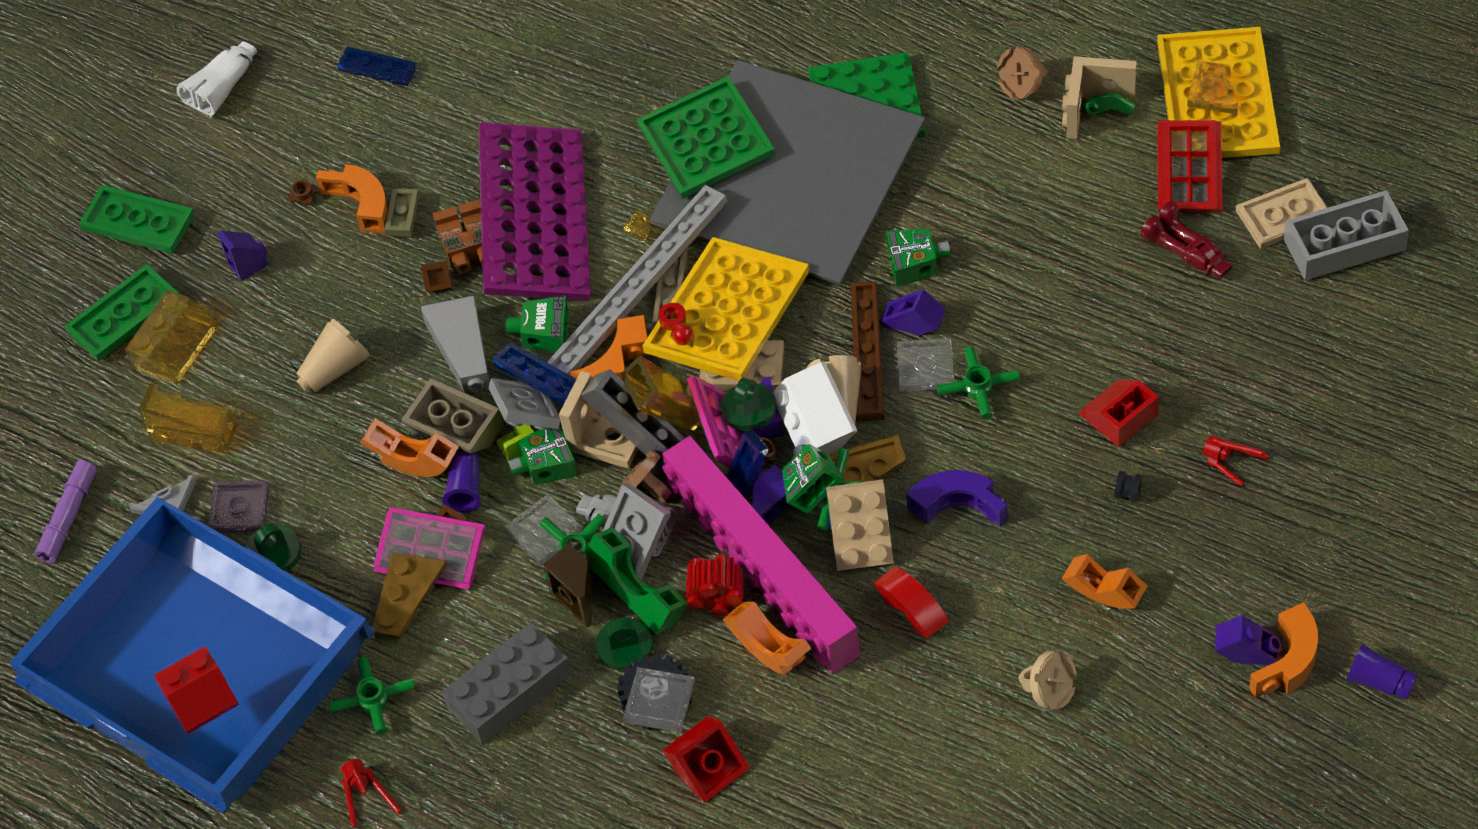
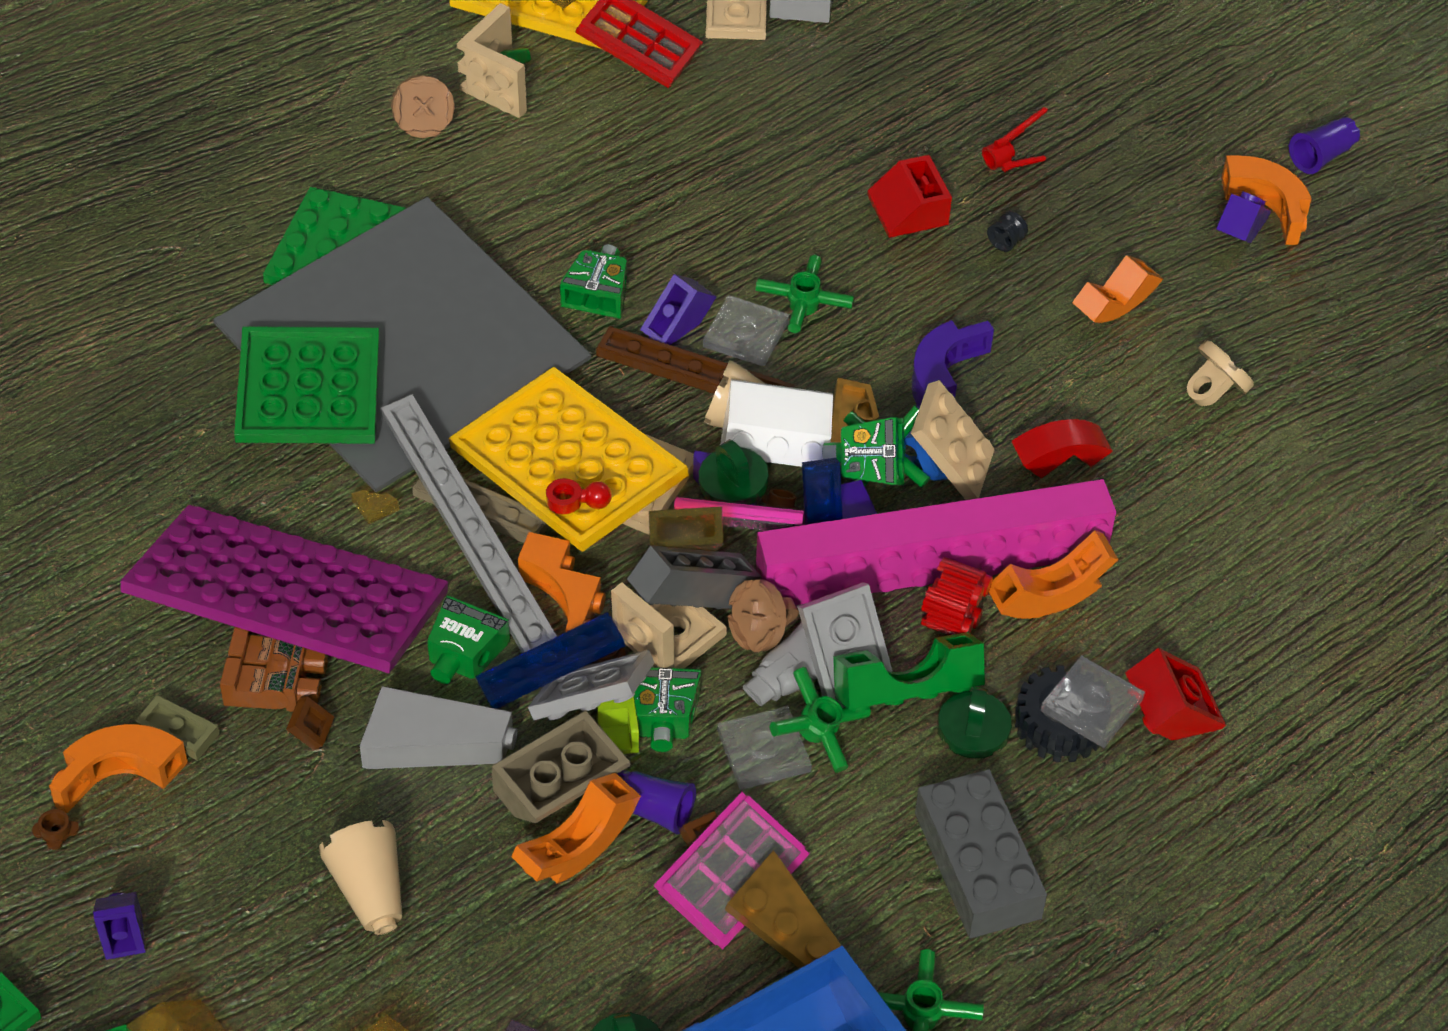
camera: 75 degrees left, 5 degrees down
(571, 582) = (883, 730): dark brown slope -> none
(1200, 252) = (742, 76): dark red piece -> none

